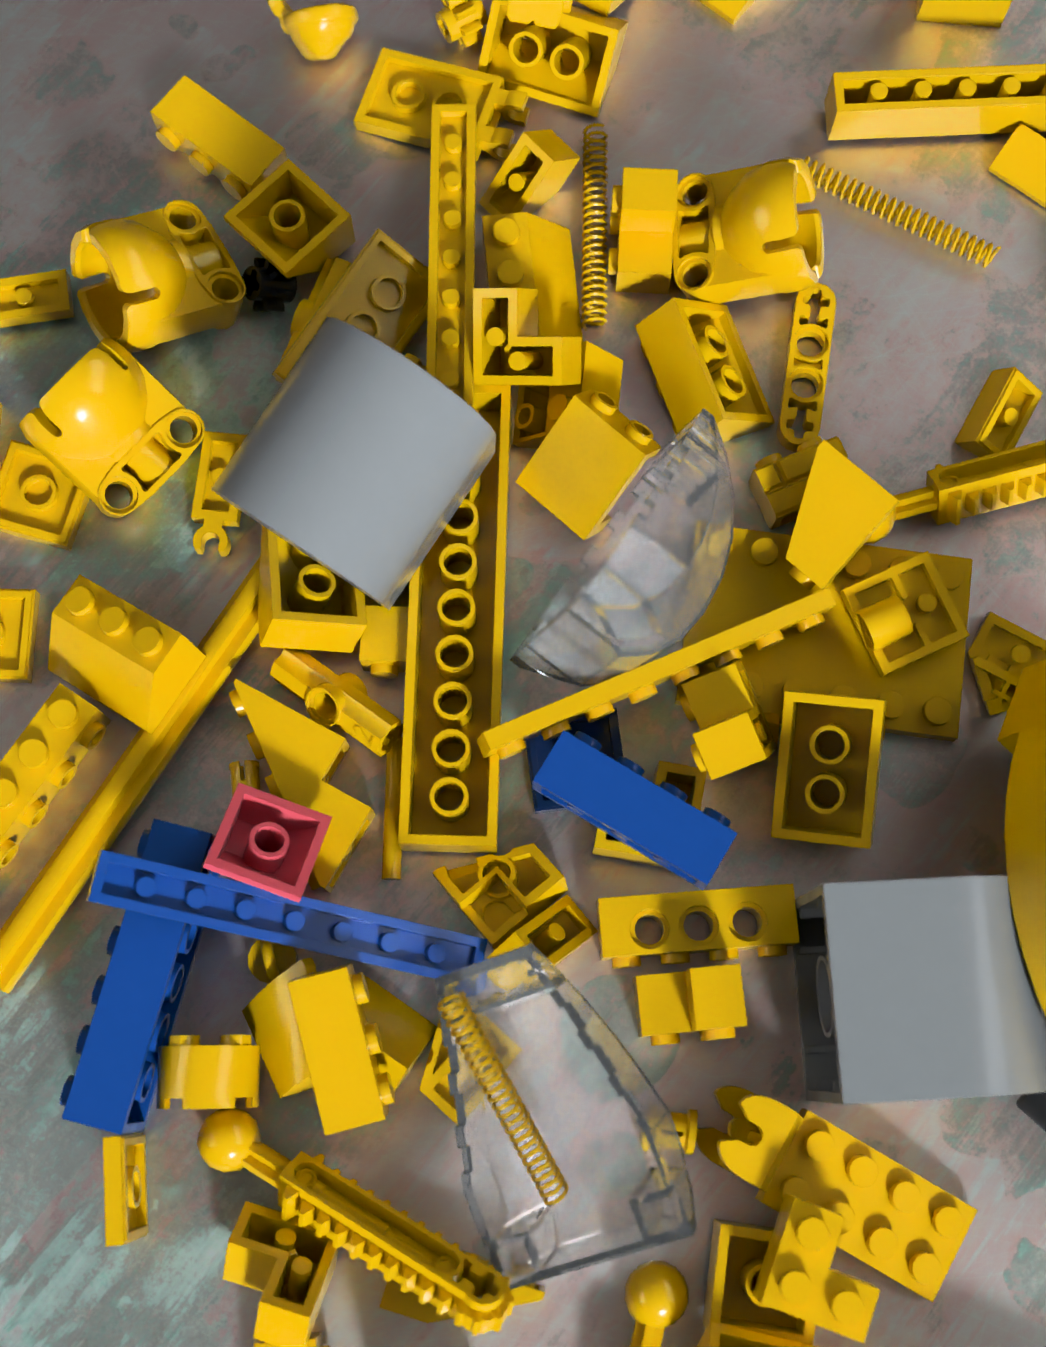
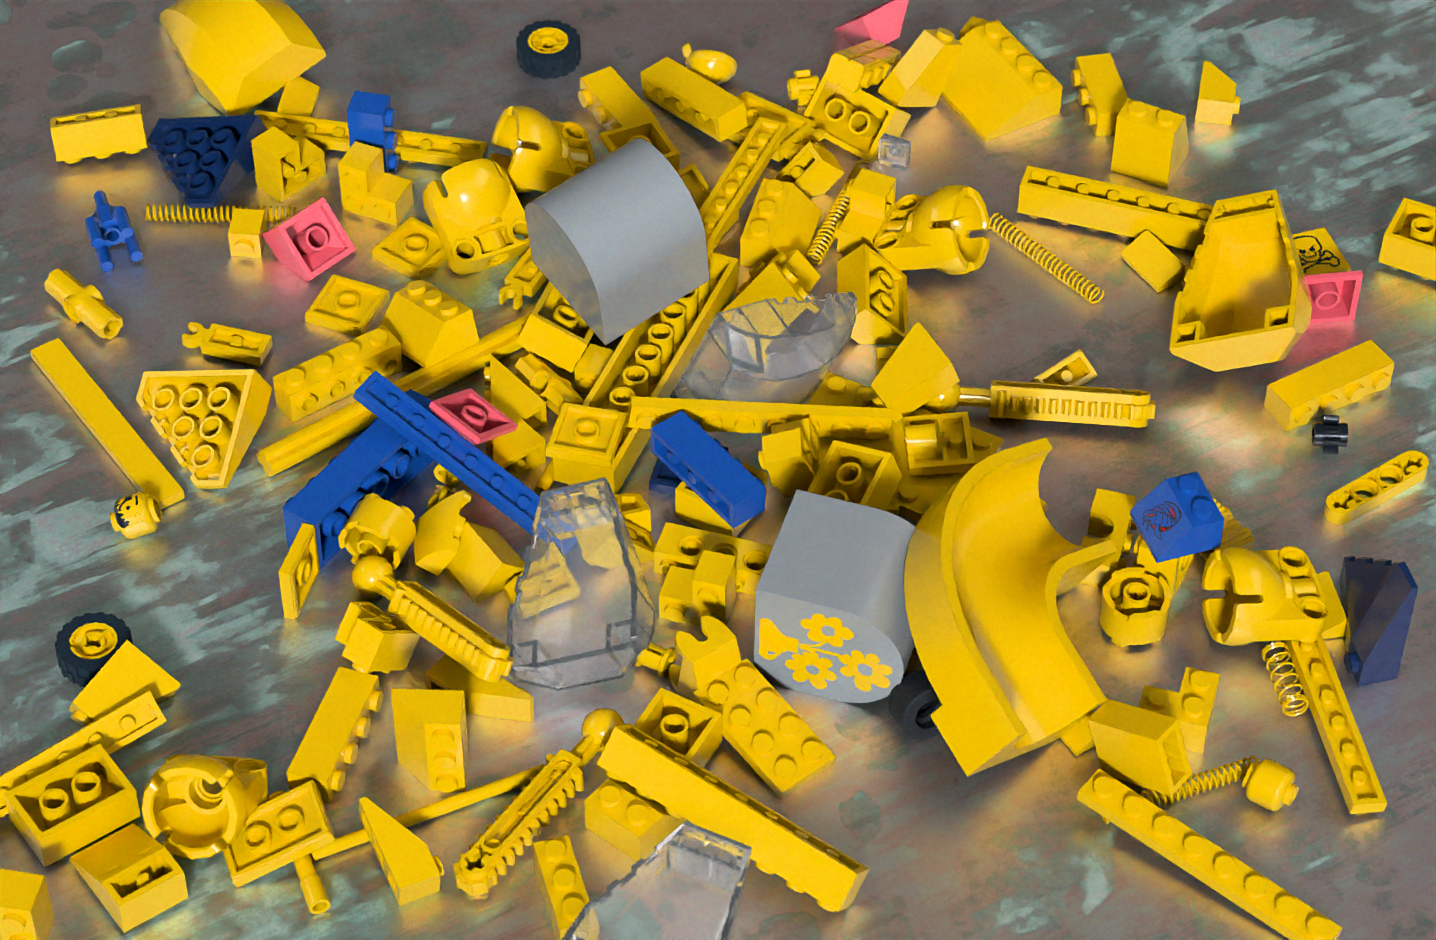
camera: 20 degrees right, 30 degrees down
(82, 40) = (548, 49): none -> black wheel
(323, 93) = (694, 99): none -> yellow brick
(341, 1048) = (467, 530): yellow brick -> none
(434, 797) = (586, 434): none -> yellow tile
(501, 1086) = (550, 575): yellow piece -> none
(509, 345) = (749, 231): yellow brick -> none
(629, 92) = (894, 152): none -> clear plate
(799, 1275) = (702, 711): yellow brick -> none
(804, 366) = (950, 297): yellow beam -> none

